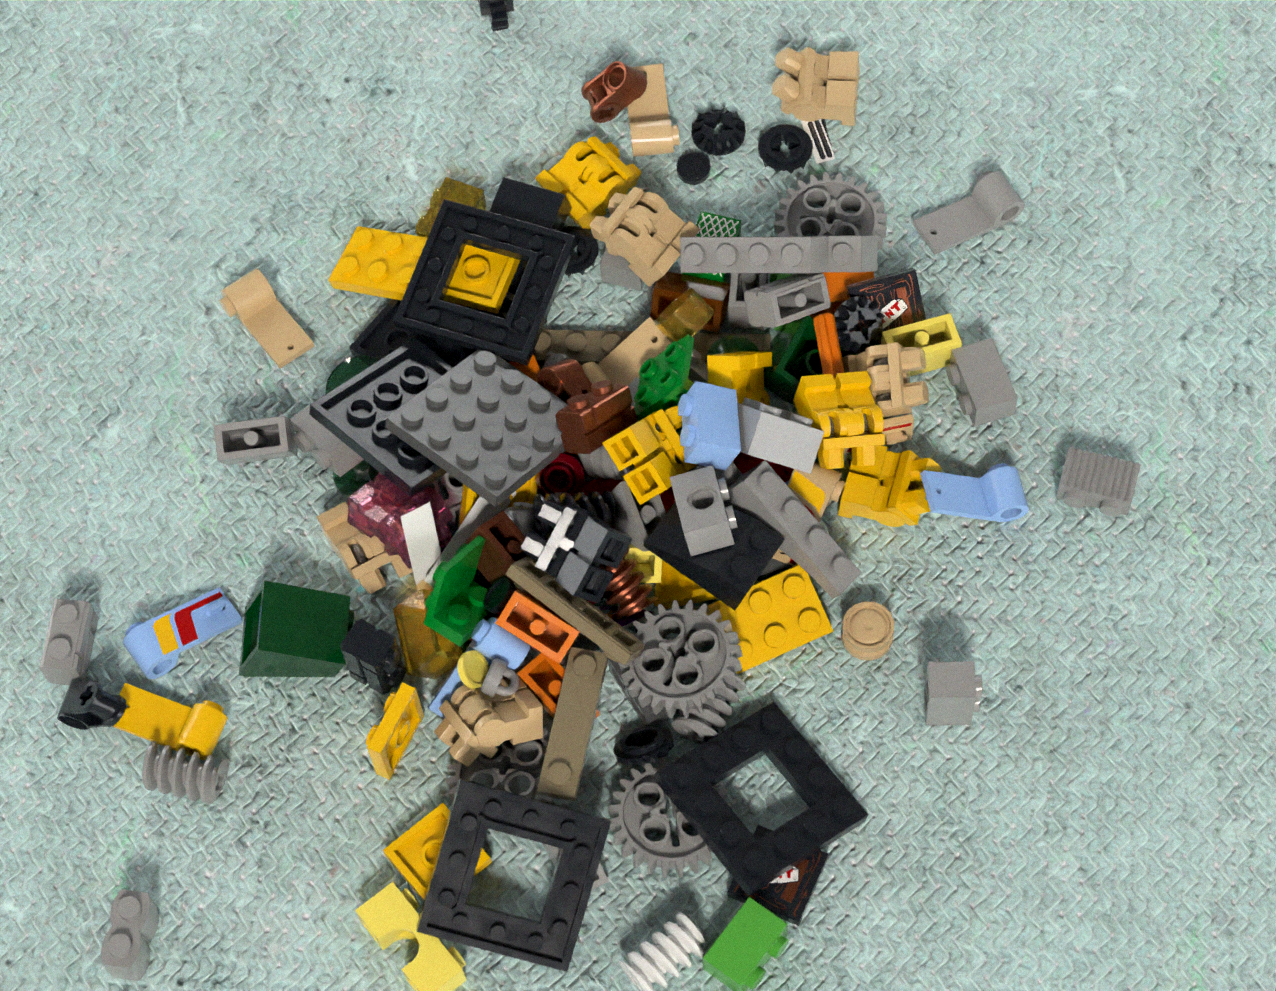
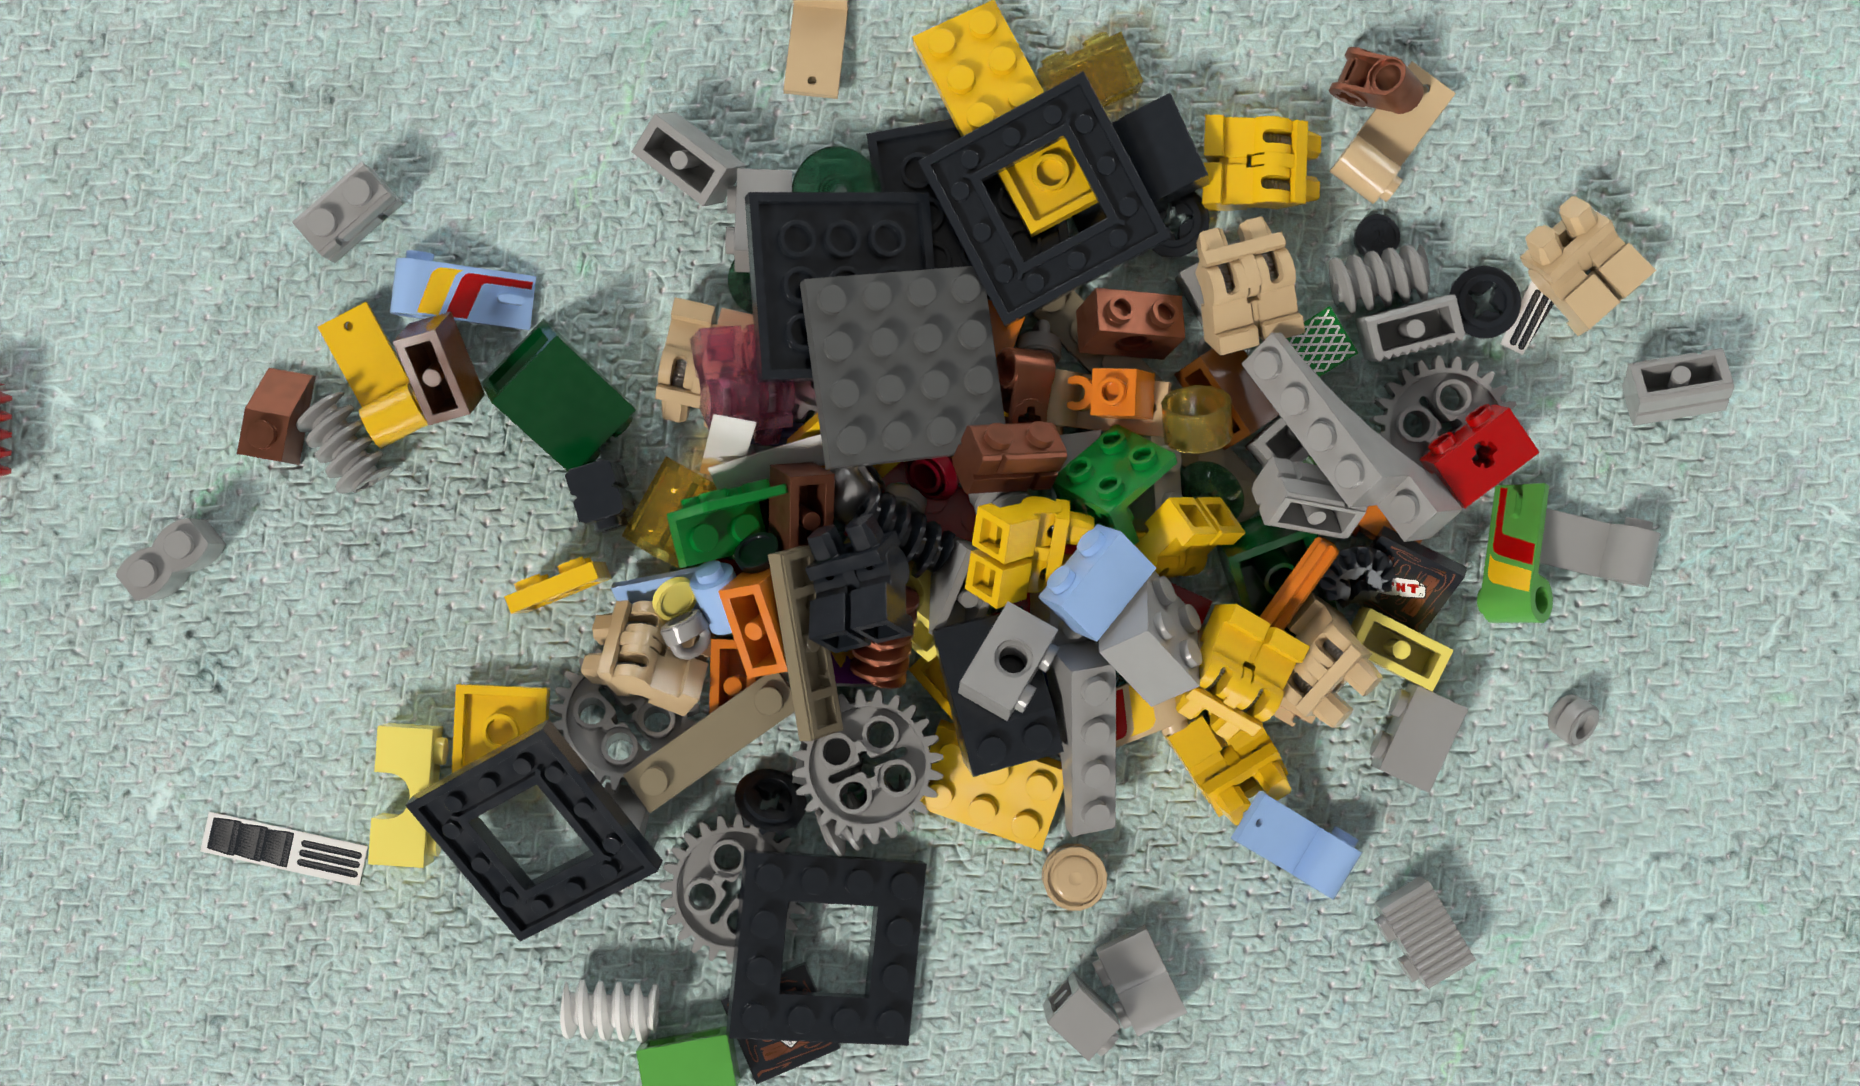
camera: 40 degrees right, 25 degrees up
(90, 706) = (315, 297): black piece -> none
(128, 798) = (272, 416): none -> copper slope
(207, 672) = (439, 368): none -> reddish brown brick
(598, 311) = (1130, 323): none -> copper brick
(627, 344) = (1116, 393): none -> orange brick
(714, 180) = (1379, 277): none -> light grey piece
(729, 138) = (1419, 213): black gear -> none
(757, 187) = (1410, 328): none -> light grey brick
(859, 203) = (1502, 452): none -> red brick
(931, 96) = (1677, 386): none -> light grey brick
(943, 257) = (1511, 581): none -> bright green door
(961, 642) = (1139, 980): none -> light grey brick
(1059, 304) = (1573, 719): none -> light grey tile

